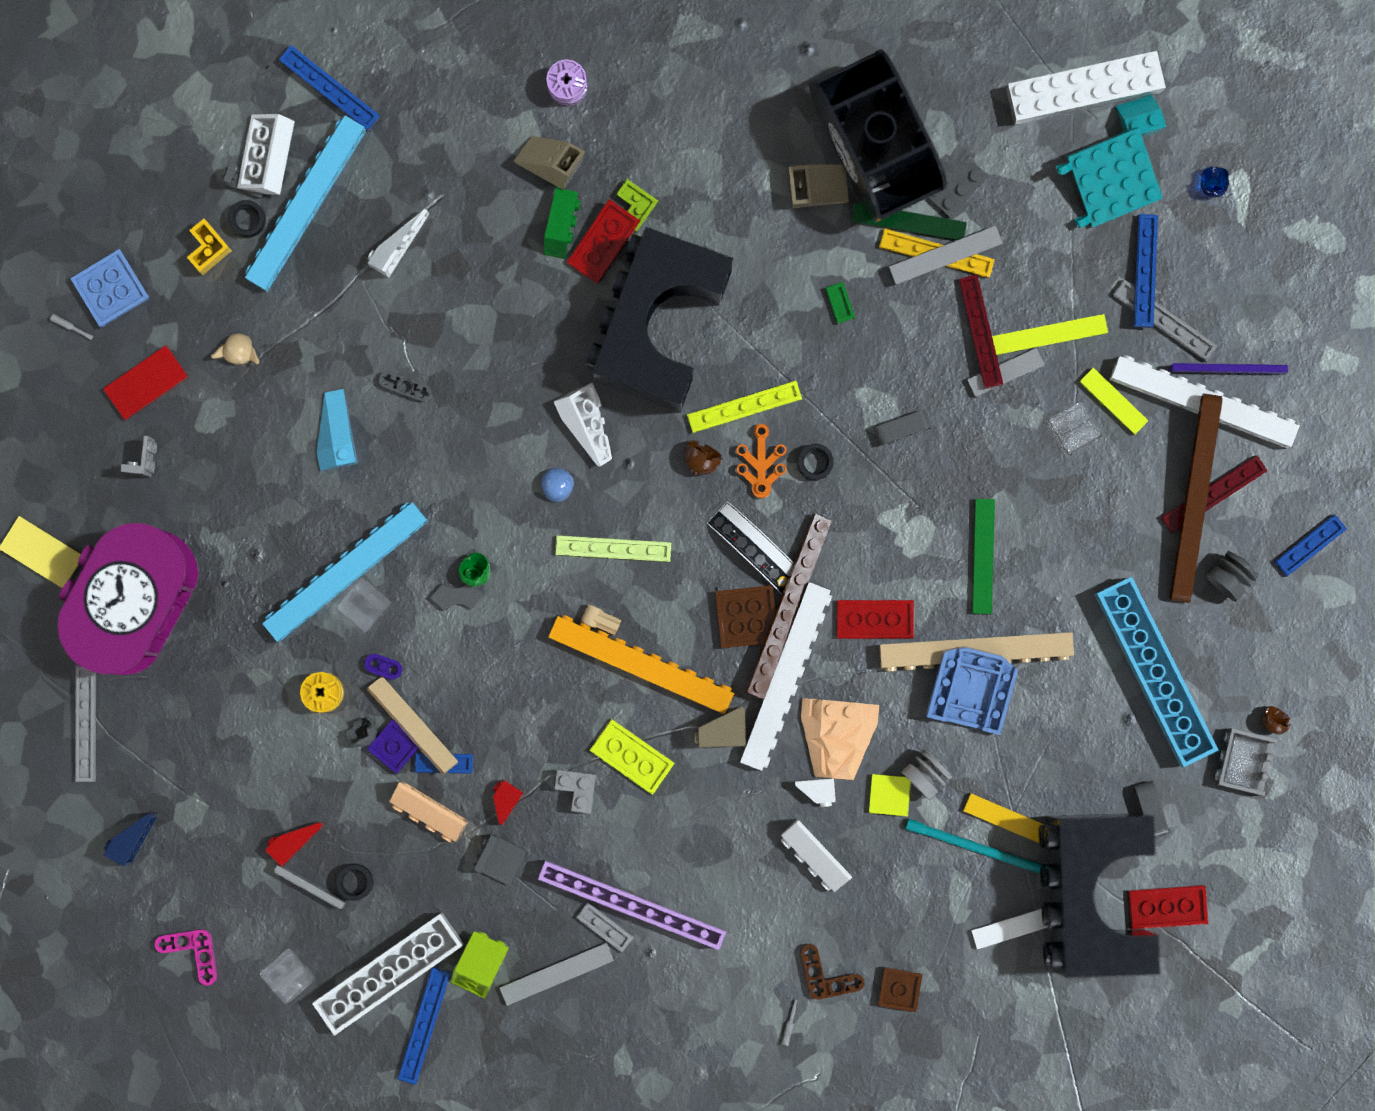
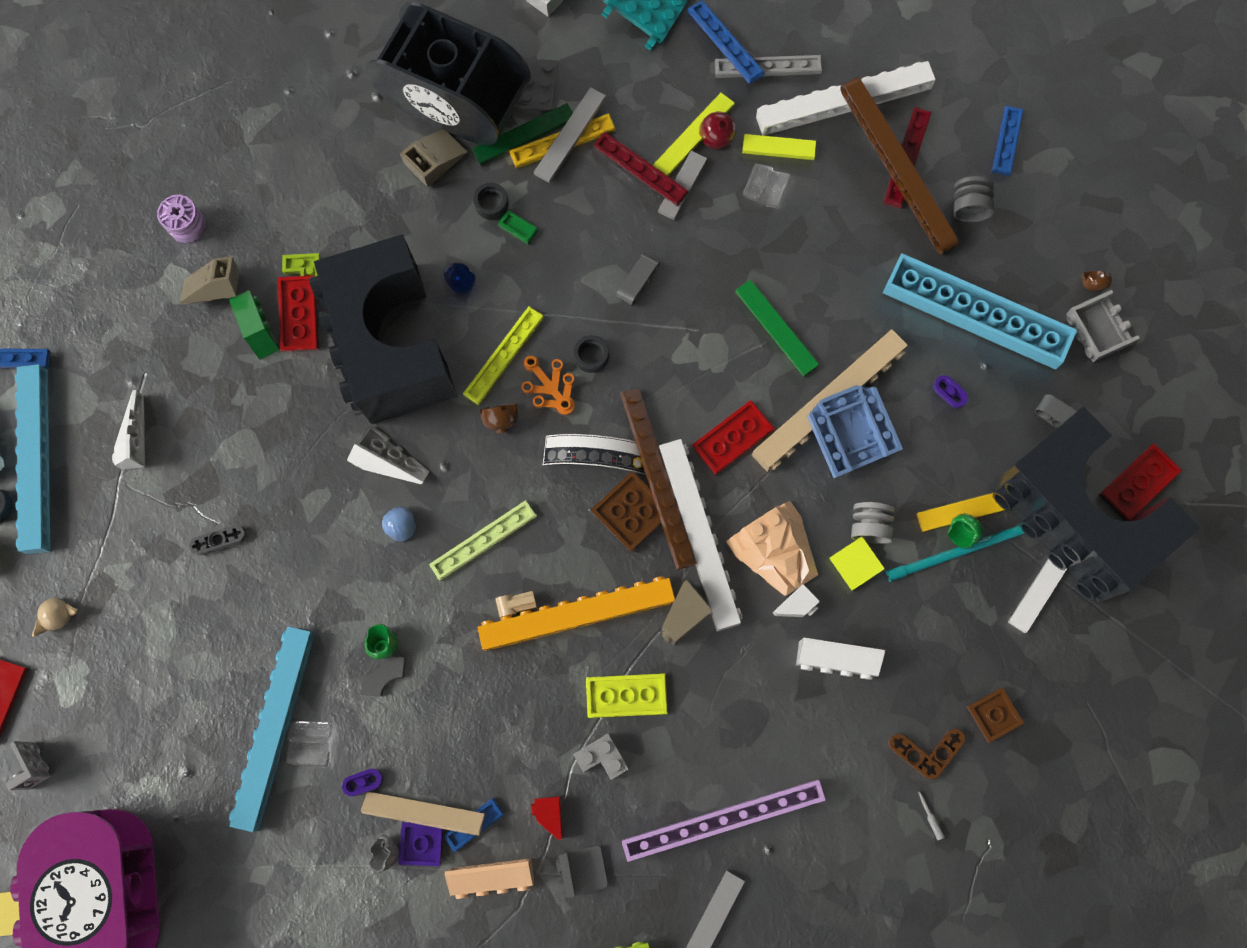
camera: 35 degrees left, 10 degrees down
(333, 692) = (332, 837): yellow wheel -> none
(335, 438) = (187, 623): medium azure wedge -> none
(605, 927) = (715, 858): light grey tile -> none
(757, 313) = (459, 277): none -> clear blue hair
(831, 249) = (486, 189): none -> black tyre
(994, 836) = (965, 531): none -> green hair
(1072, 347) = (717, 130): none -> dark red cylinder
(1080, 718) = (951, 390): none -> dark purple plate
(1228, 368) = (843, 62): dark purple tile -> none

